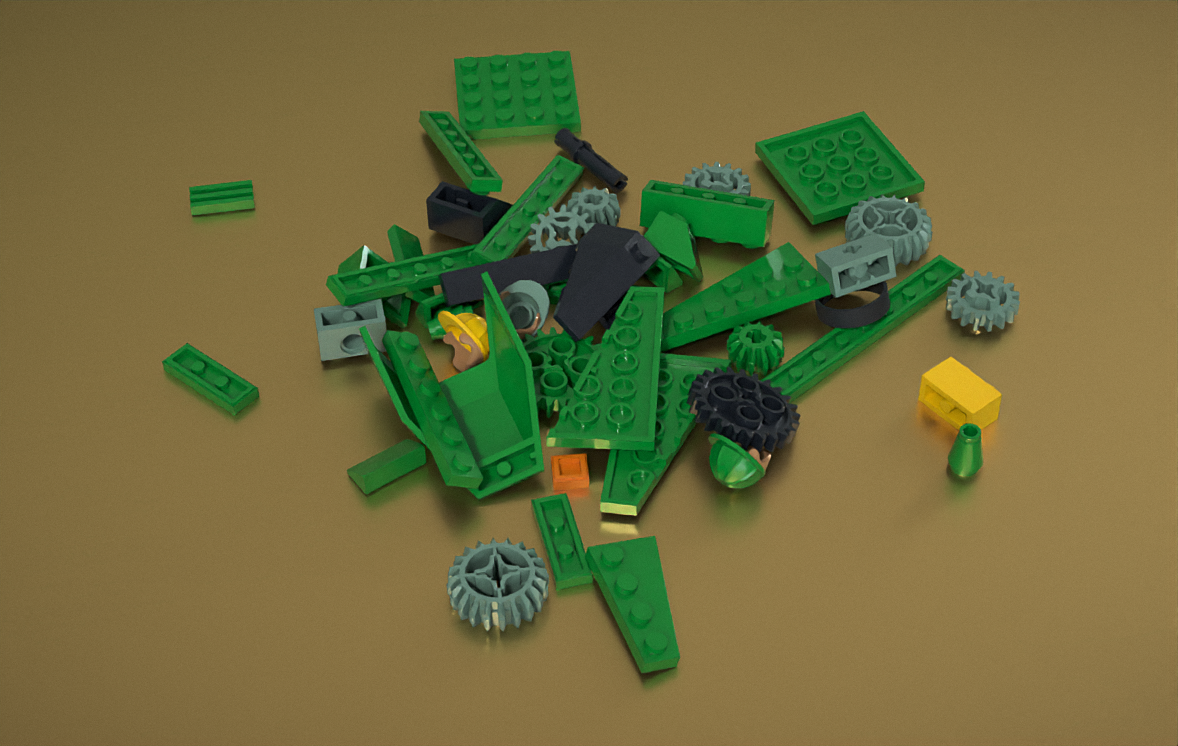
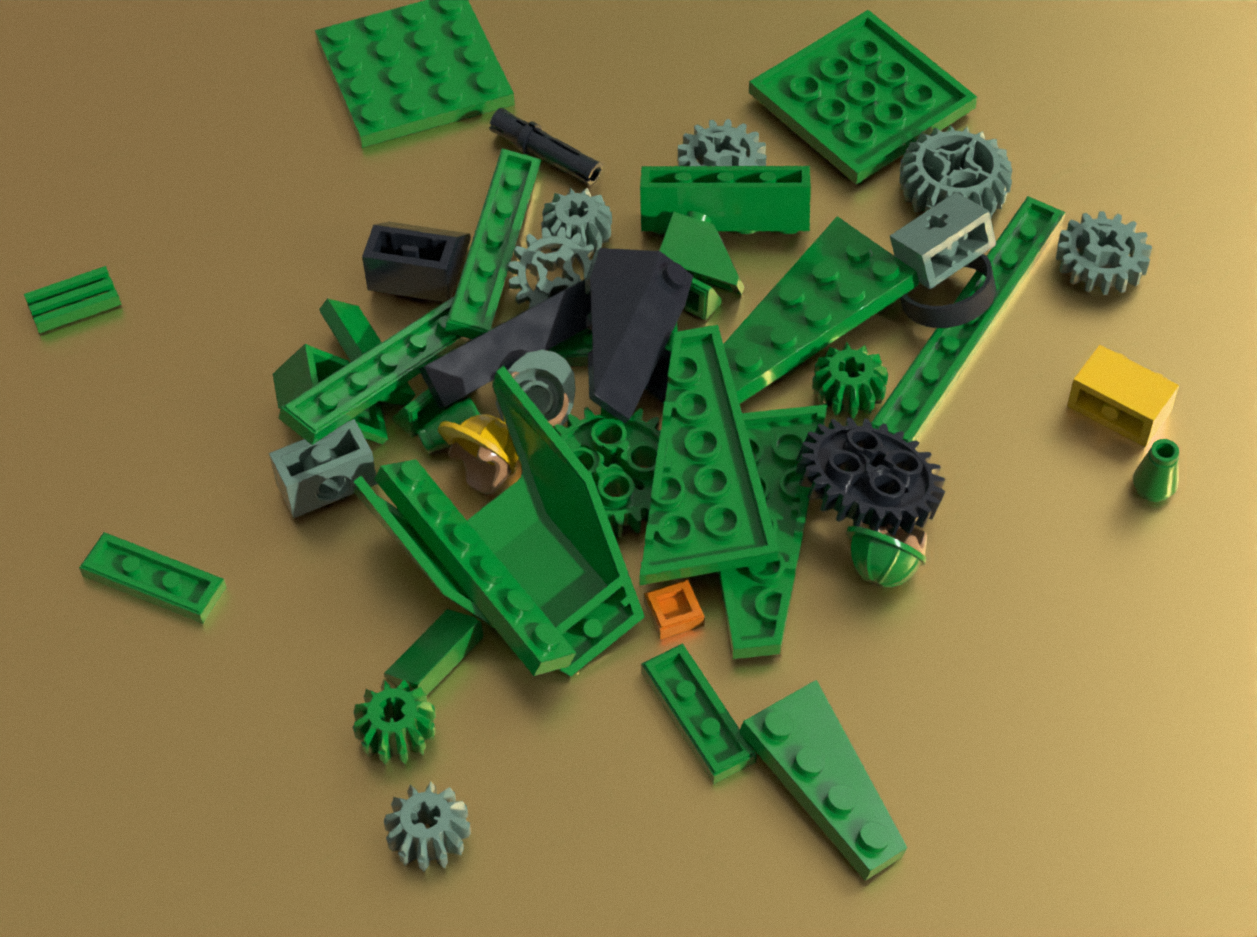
camera: 15 degrees left, 10 degrees up
(338, 568) = (408, 828): none -> sand green gear
(340, 498) = (412, 725): none -> green gear
(461, 152) = (380, 173): green plate -> none
(475, 590) = (657, 775): sand green gear -> none

